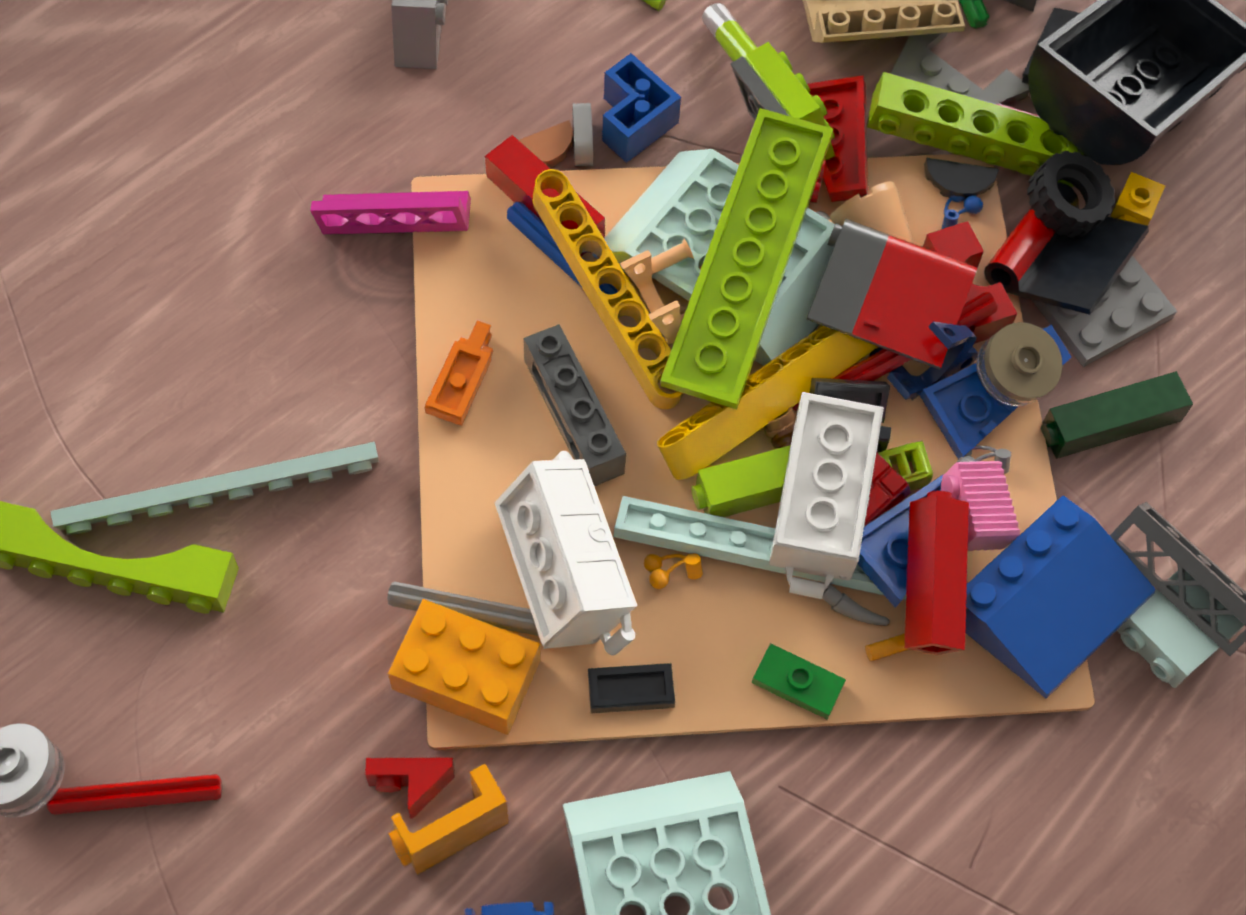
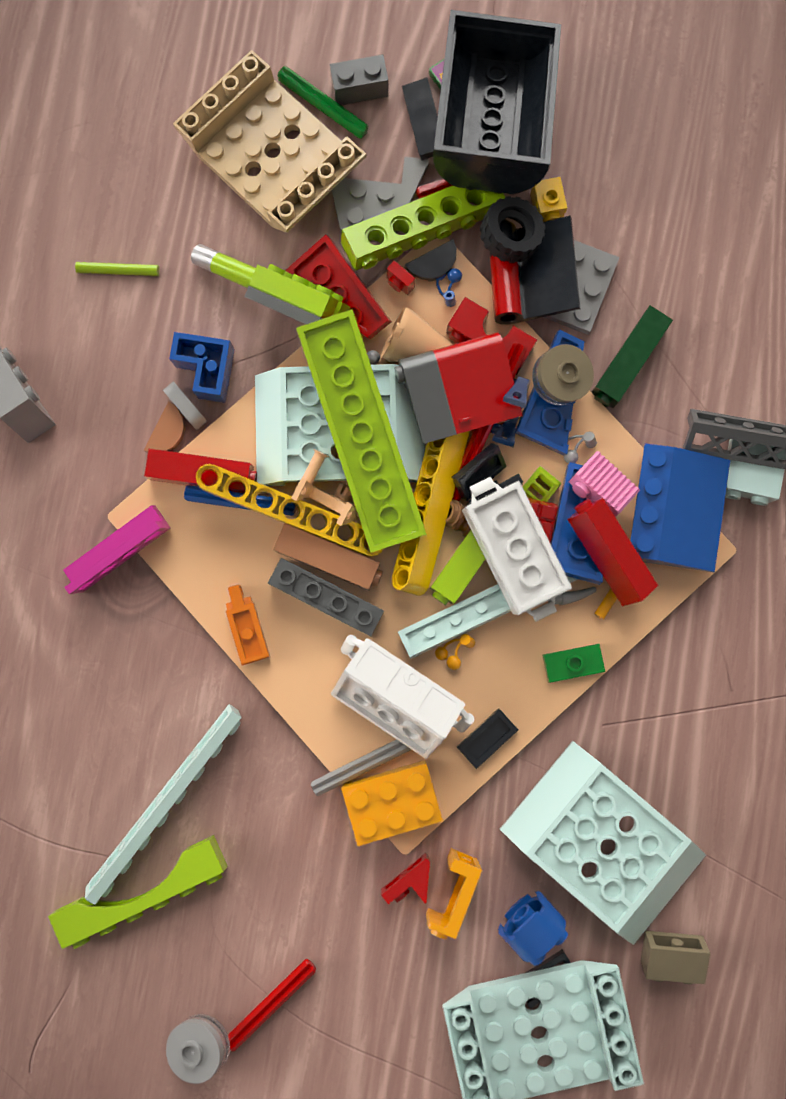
camera: 35 degrees left, 20 degrees up
(610, 370) = (328, 557): none -> nougat brick
(910, 165) = (400, 279): none -> red plate

